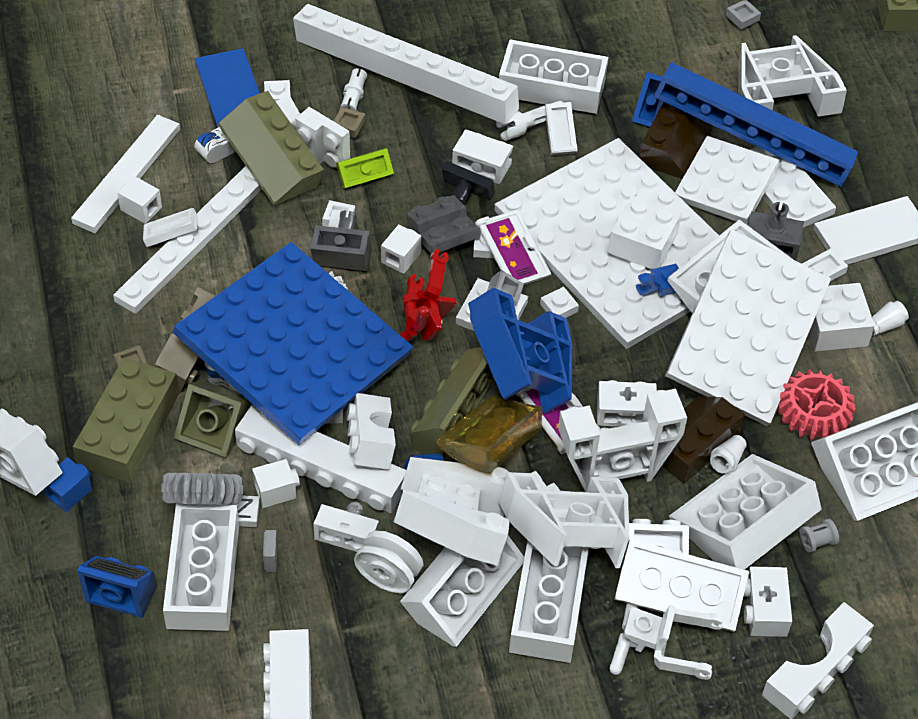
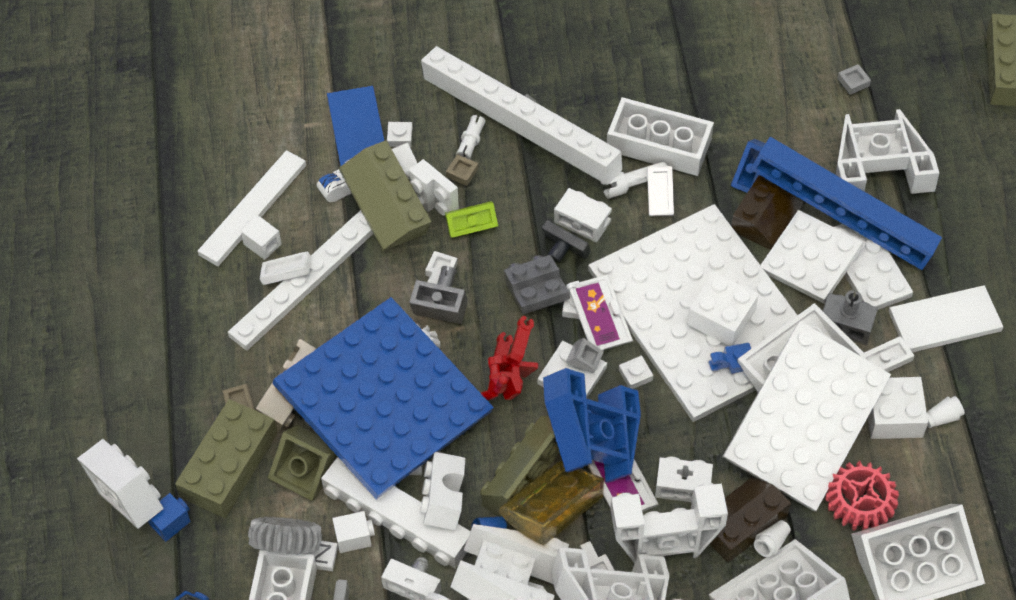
camera: 10 degrees right, 5 degrees up
(401, 249) = (495, 305): white brick -> none

